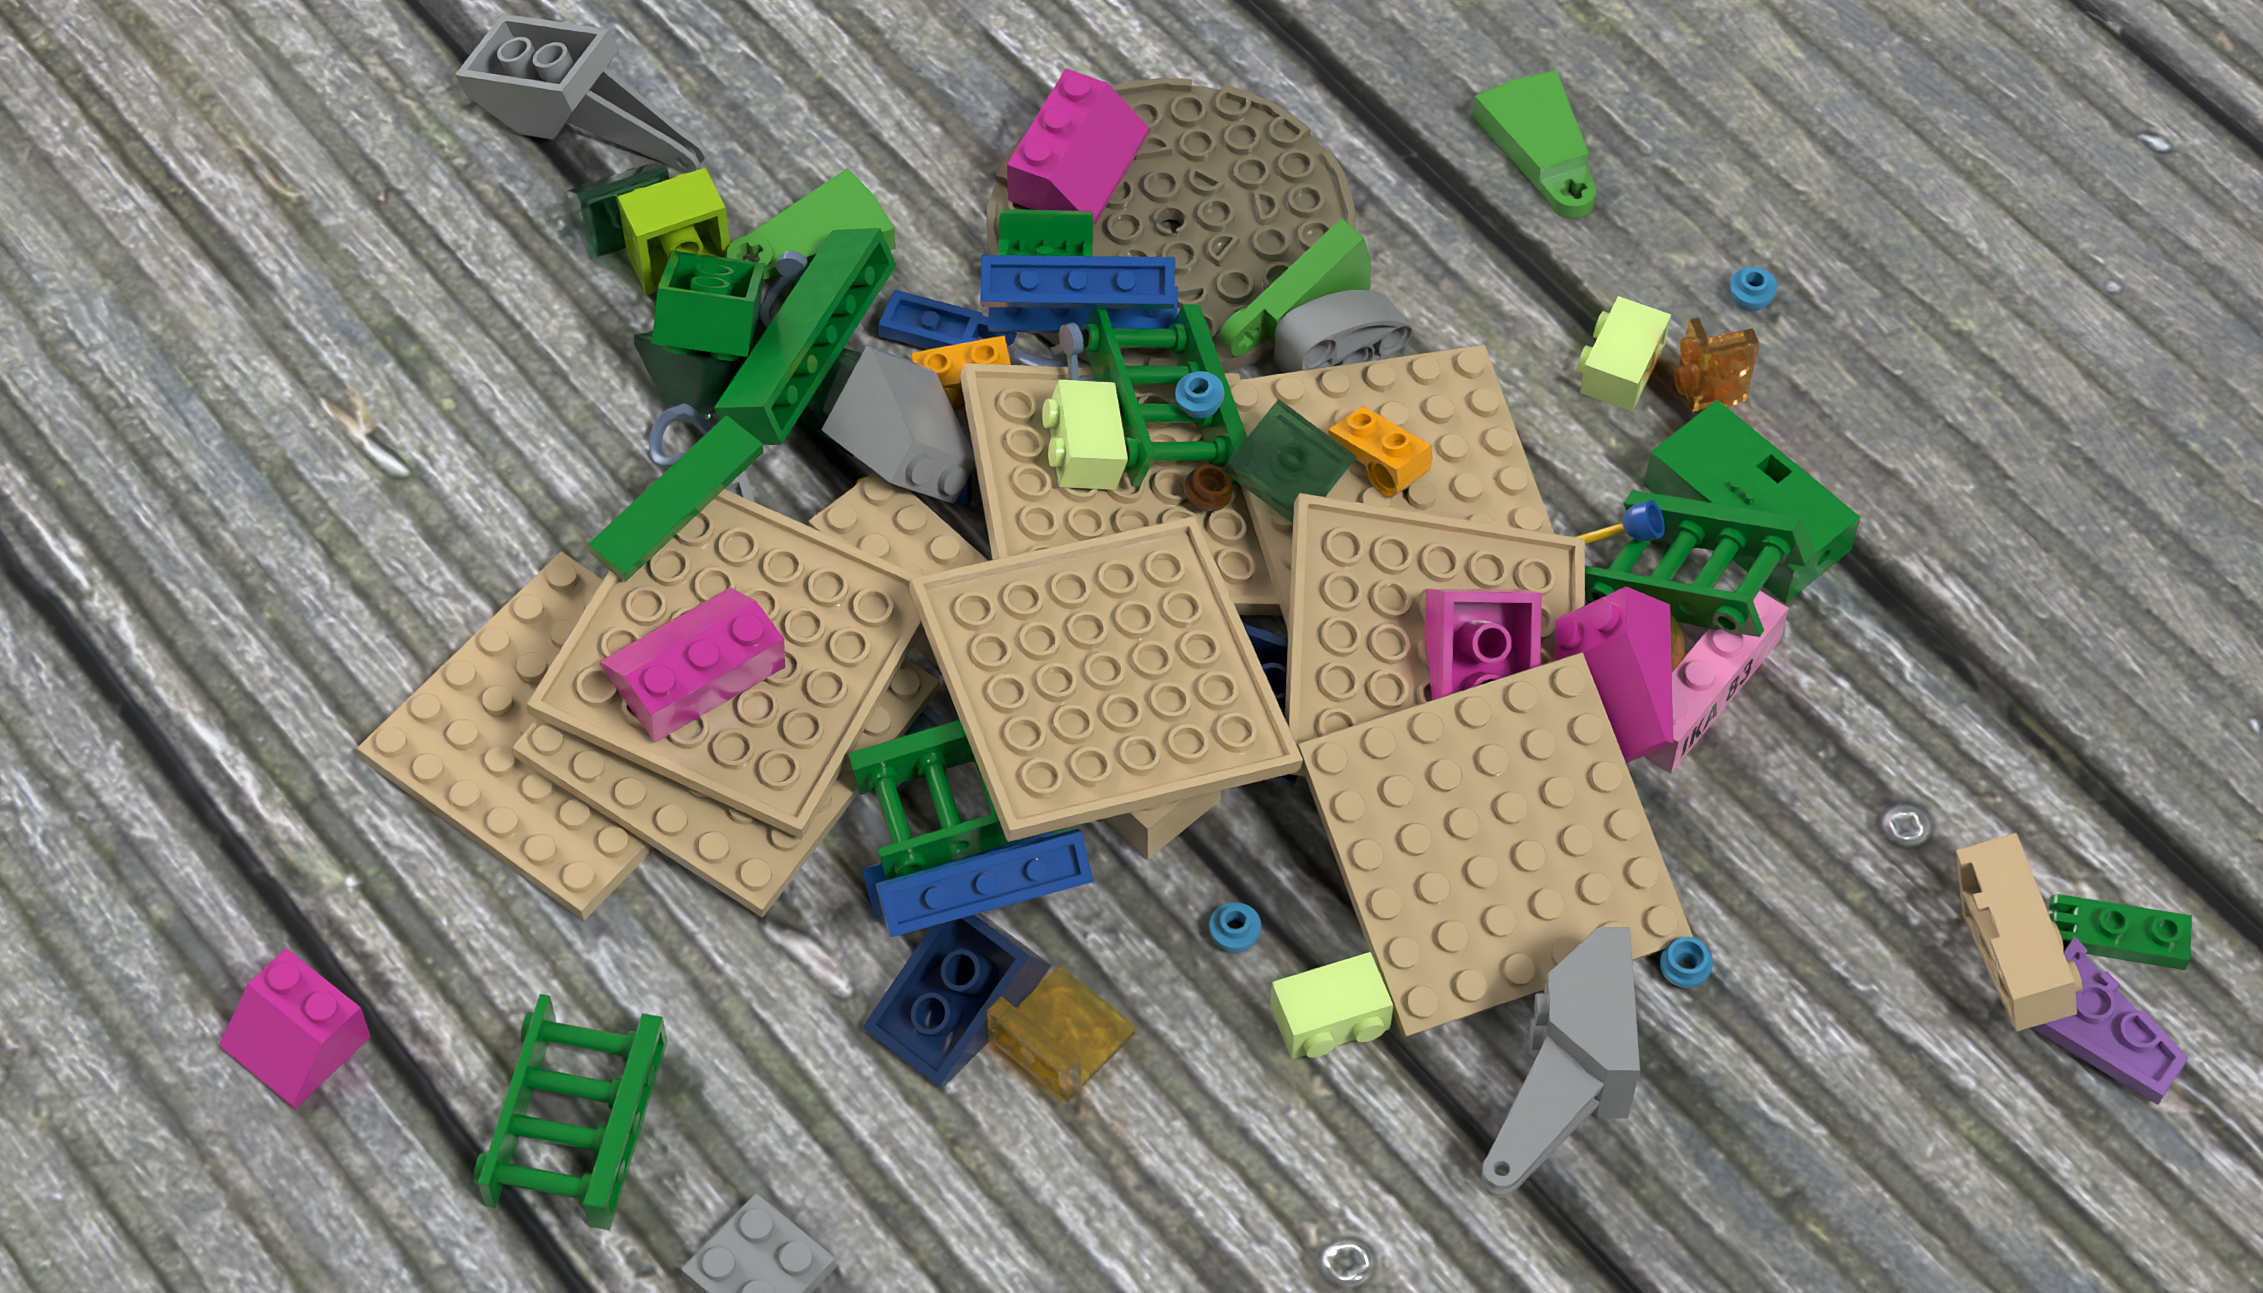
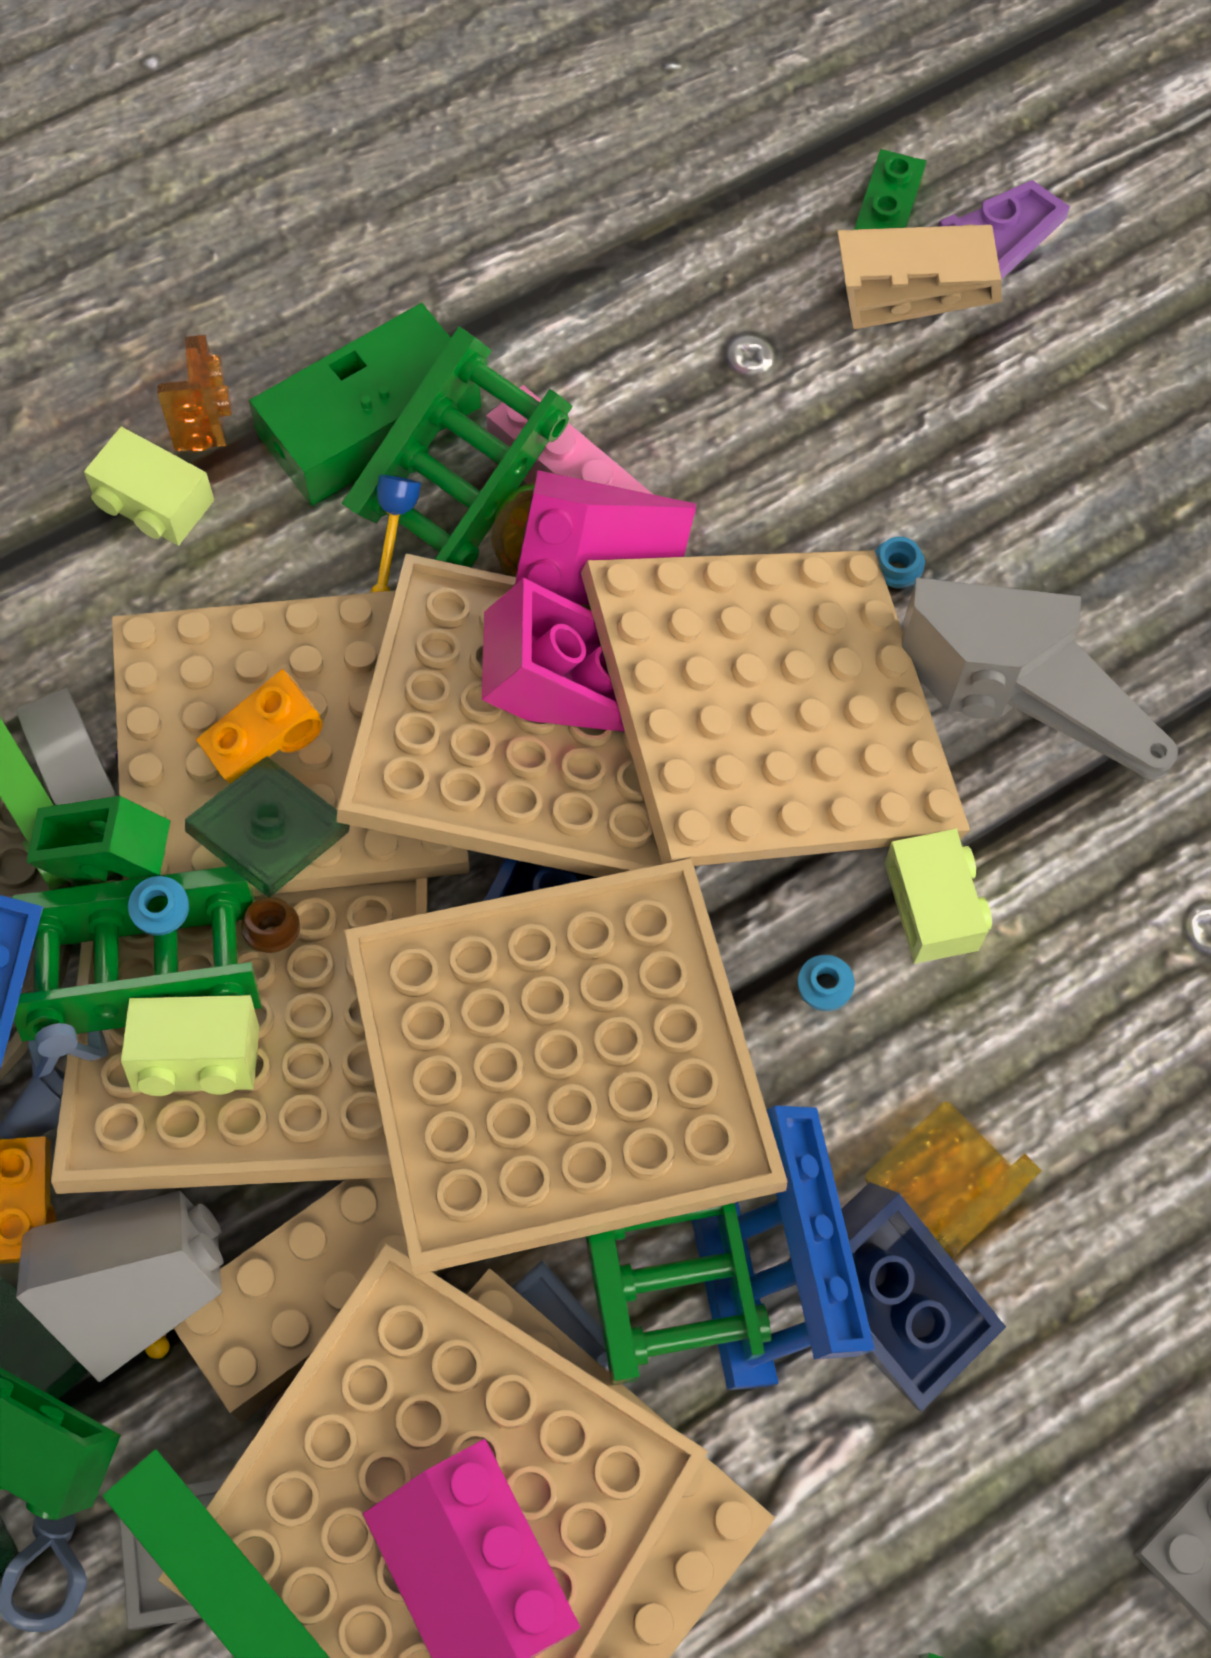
camera: 85 degrees left, 10 degrees up
(1248, 346) = (84, 850): none -> green brick
(1751, 297) = (86, 368): dark azure plate -> none

